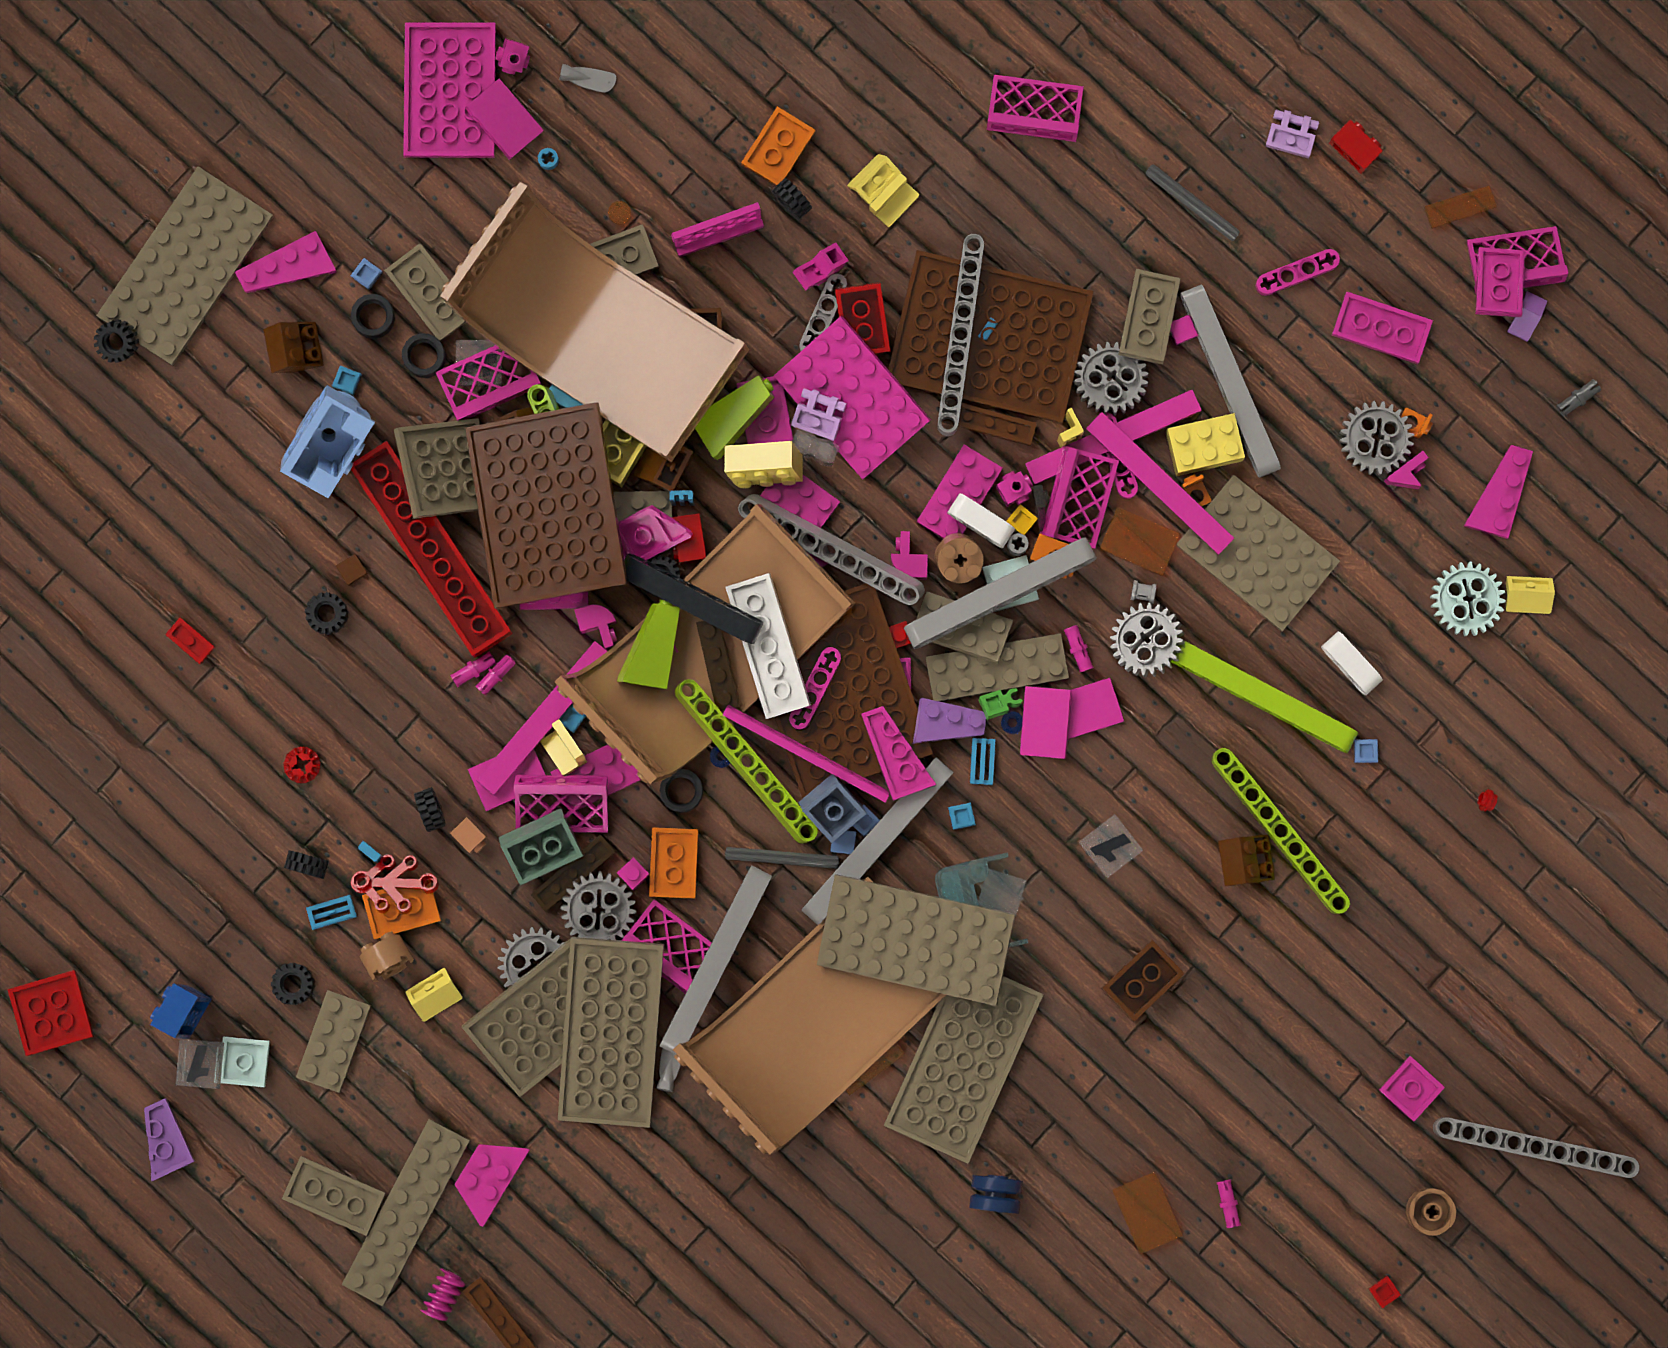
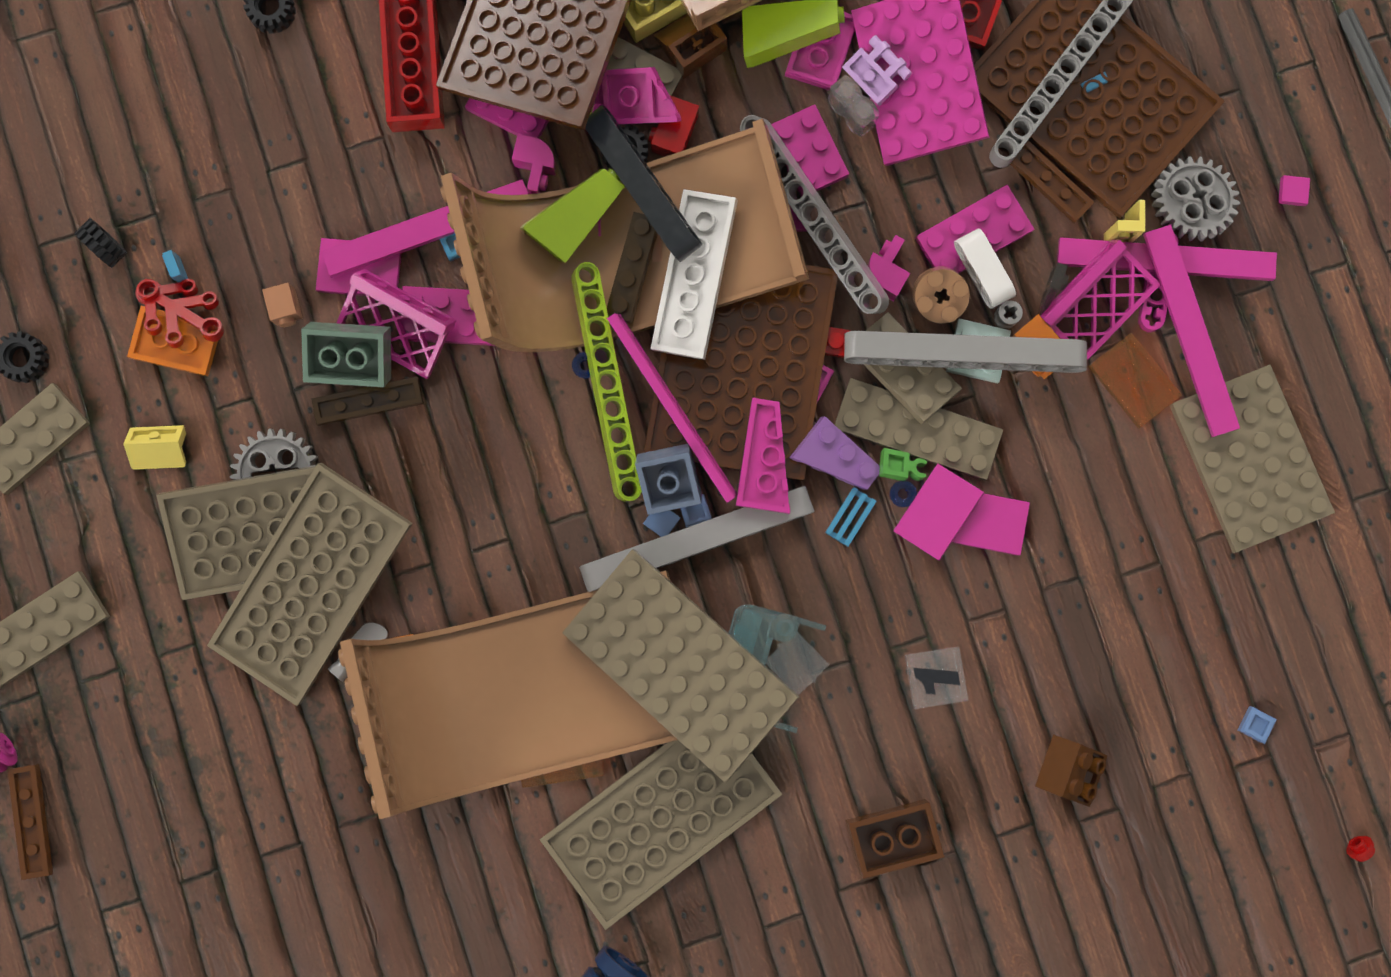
camera: 25 degrees right, 0 degrees up
(312, 767) = (166, 152): red gear -> none
(350, 906) = (125, 312): dark azure tile -> none
(385, 957) = (126, 380): medium nougat brick -> none
(429, 809) = (257, 255): black tyre -> none
(473, 669) = (384, 141): dark pink pin -> none
(488, 1177) = (104, 665): dark pink wing -> none
(495, 674) = (403, 158): dark pink axle -> none
(563, 749) = (428, 270): light yellow panel -> none
(619, 910) = (350, 438): light grey gear -> none
(633, 874) = (427, 435): dark pink brick -> none
(669, 971) = (408, 552): dark pink fence -> none
(673, 863) = (475, 446): orange plate -> none
(679, 496) = (685, 80): dark azure tile -> none
(682, 808) = (508, 365): black tyre -> none
(716, 958) = (459, 570): light grey beam -> none
(764, 464) = (792, 88): light yellow brick -> none
(781, 857) = (589, 502): dark grey axle -> none
(818, 690) = (722, 351): dark pink beam -> none
(961, 816) = (798, 561): dark azure tile -> none
(1013, 496) = (1036, 255): dark pink brick -> none
(1022, 520) = (1027, 292): yellow plate -> none
(1078, 648) = (1013, 455): dark pink pin -> none
(1143, 592) = (1112, 433): light grey bush -> none
(1149, 316) = (1269, 157): dark tan plate -> none
(1160, 654) = (1097, 507): light grey gear -> none
(1195, 483) = (1224, 350): orange bracket -> none
(1205, 444) = (1258, 317): light yellow brick -> none
(1230, 381) = (1317, 269): light grey beam -> none
(1265, 697) = (1180, 608): lime beam -> none
(1284, 842) = (1133, 770): lime beam -> none
(1351, 663) = (1292, 625): white beam -> none

